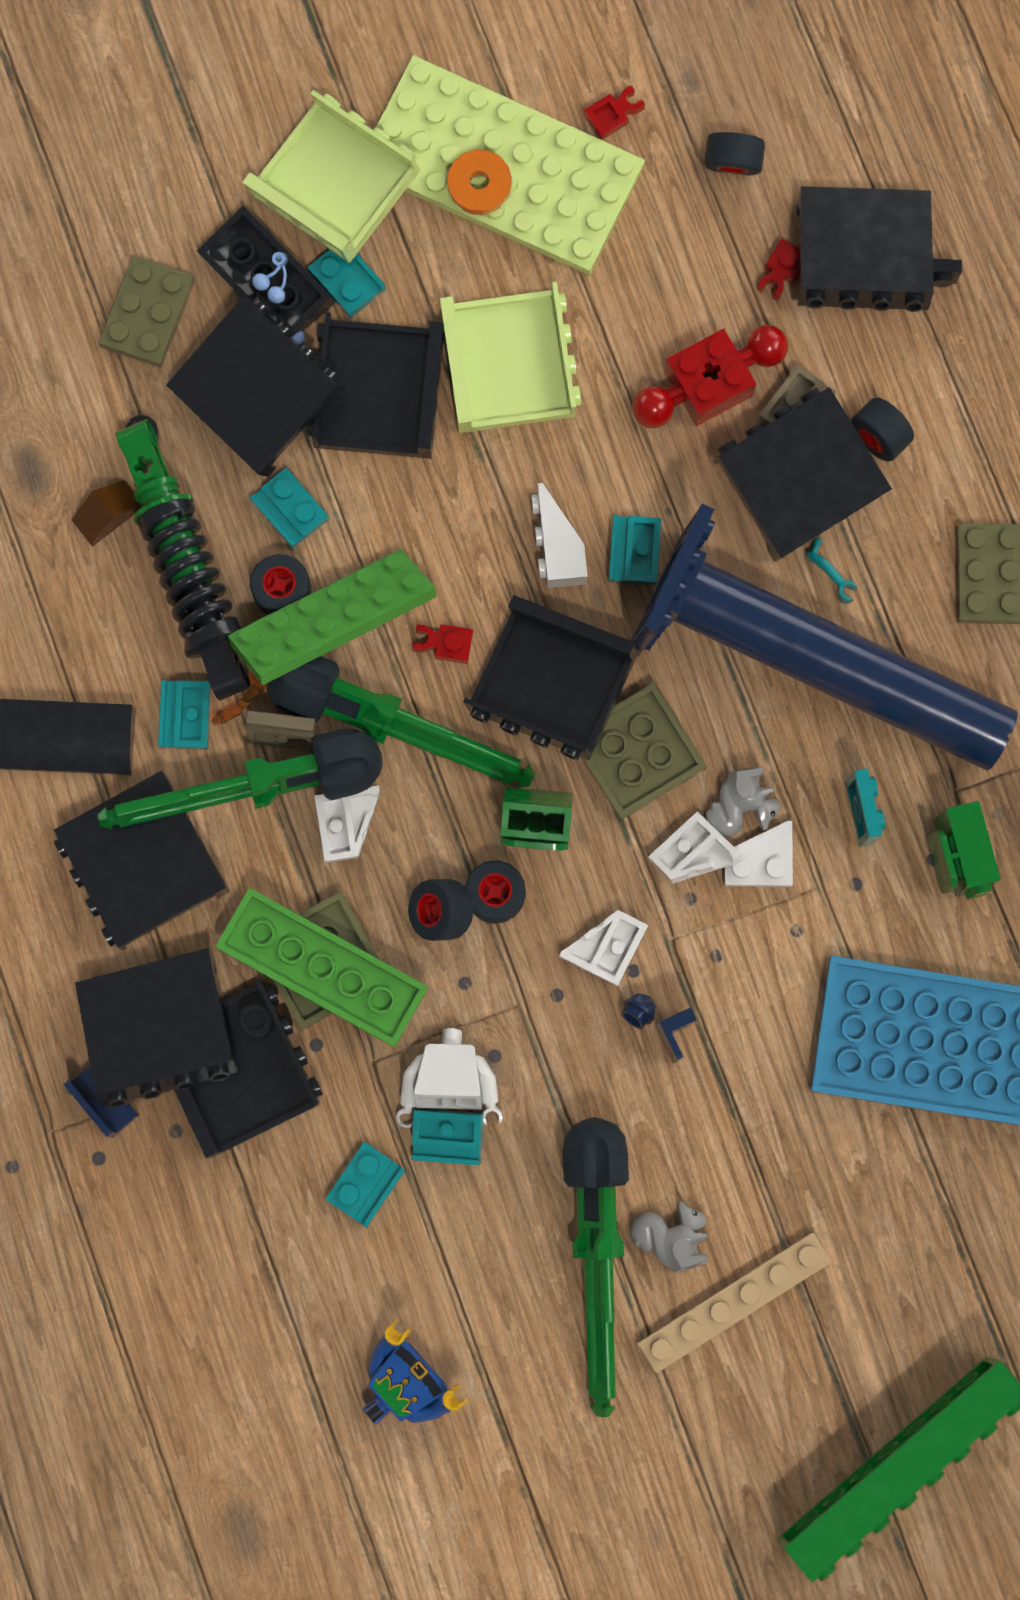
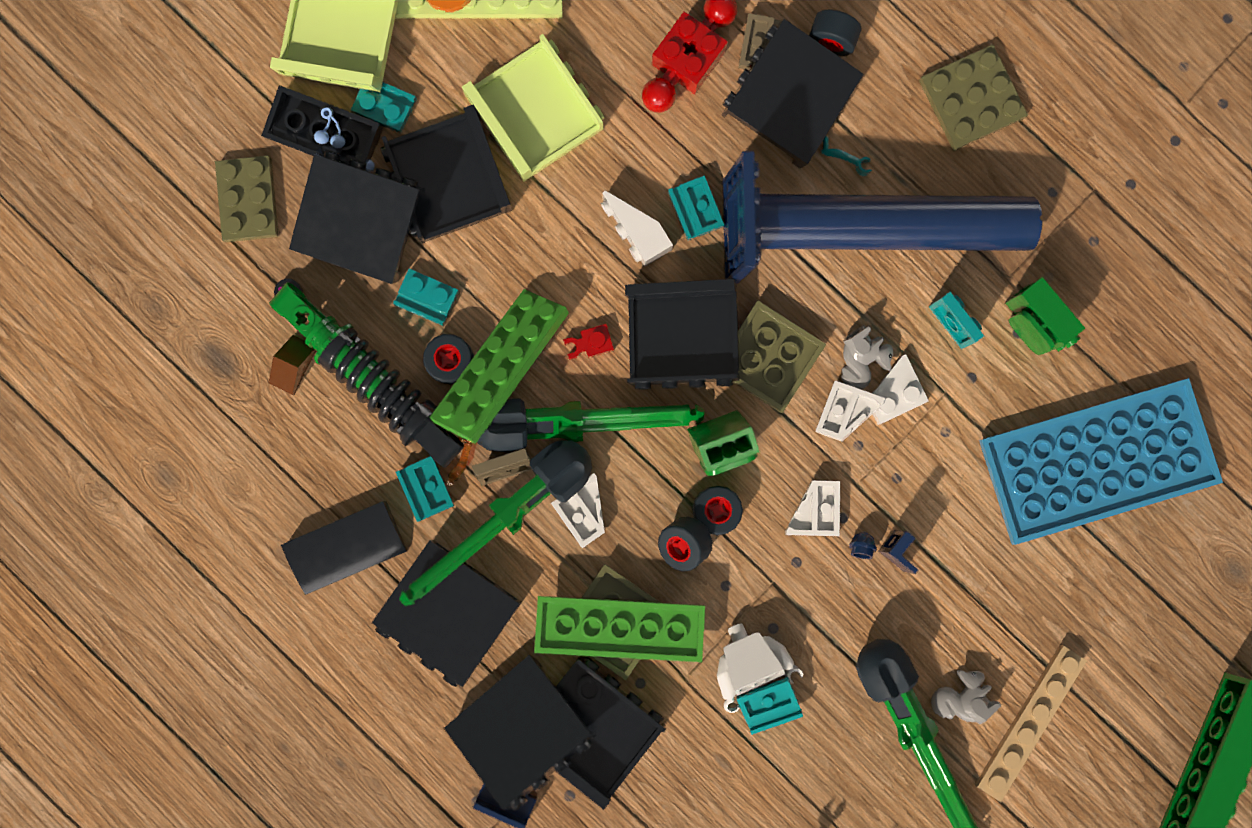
camera: 30 degrees left, 5 degrees up
(365, 1184) = (726, 768): teal plate -> none

